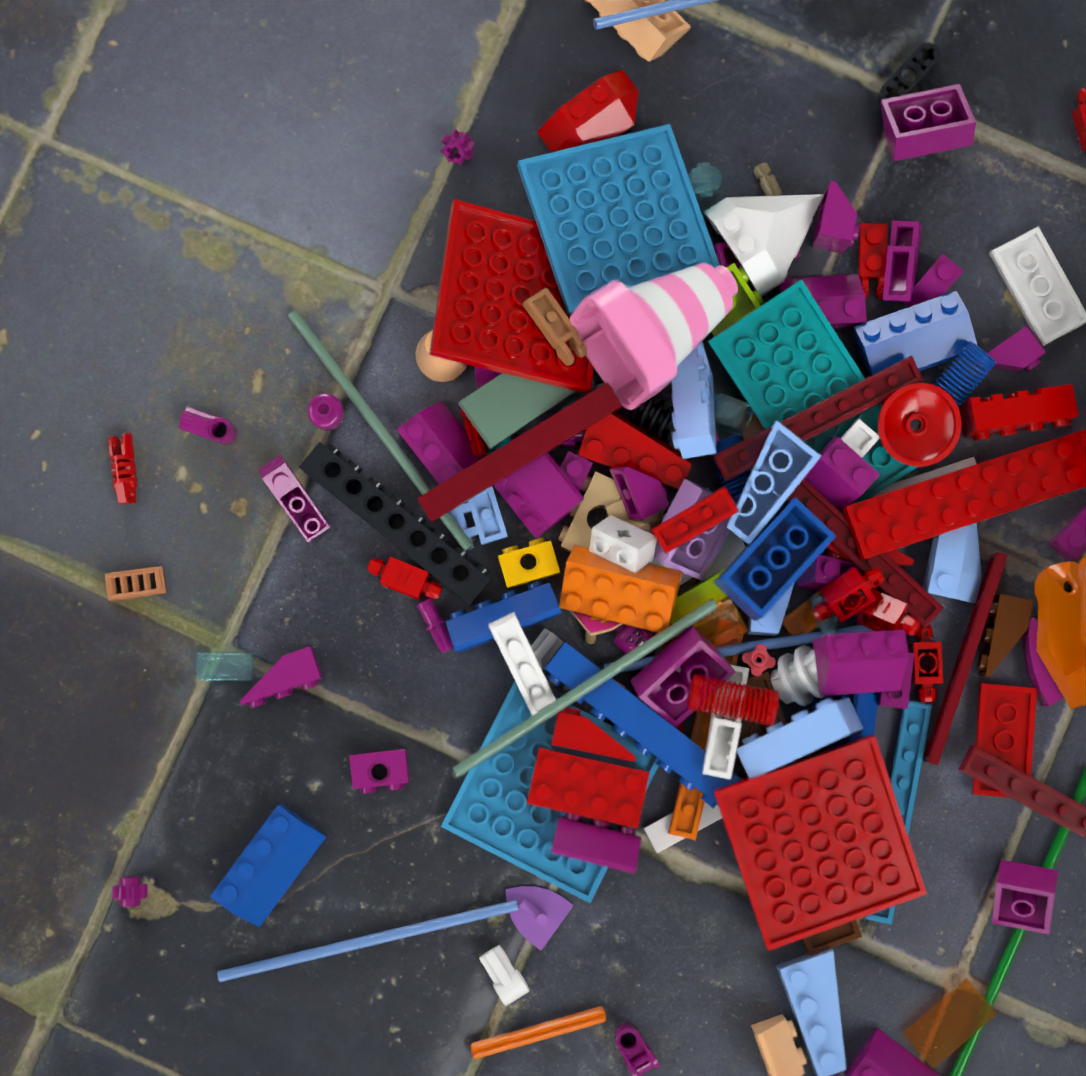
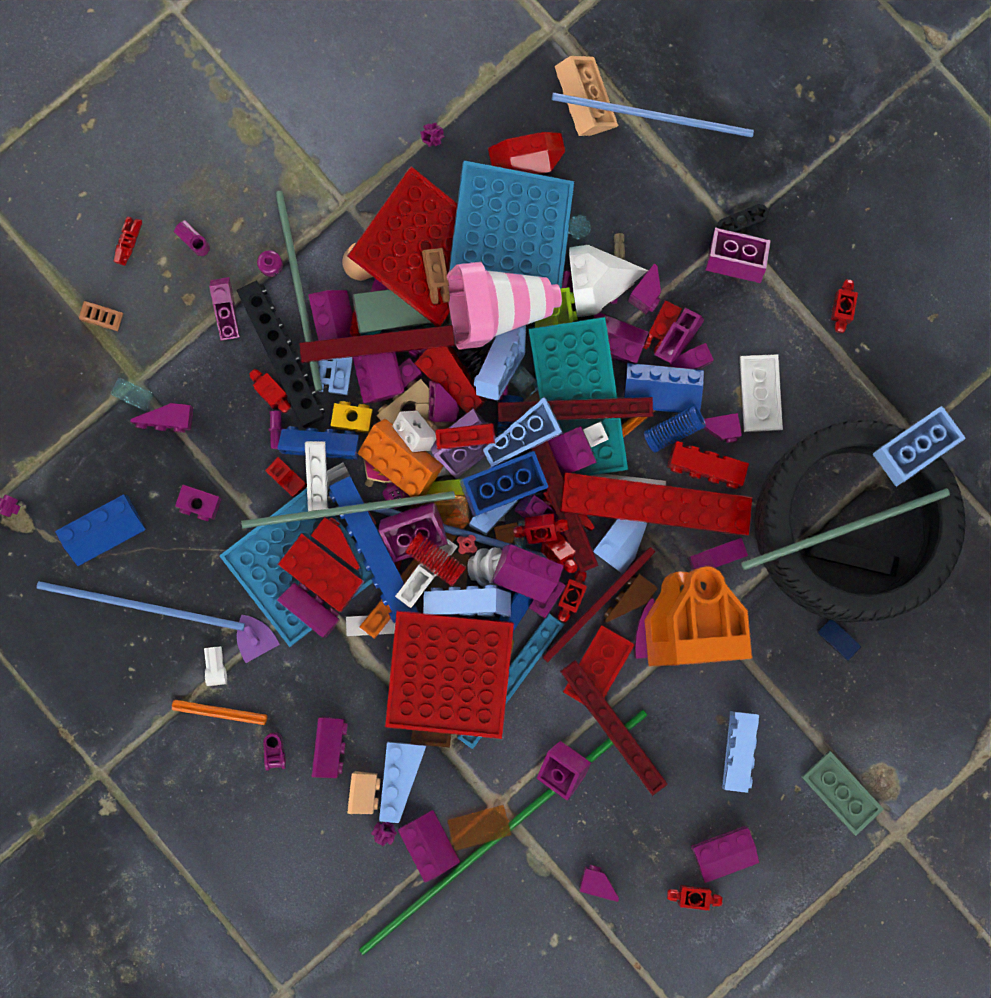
camera: 20 degrees right, 0 degrees up
(479, 682) = (286, 477): none -> red slope
(706, 1011) = (329, 747): none -> magenta slope
(937, 428) = (638, 457): red dish -> none

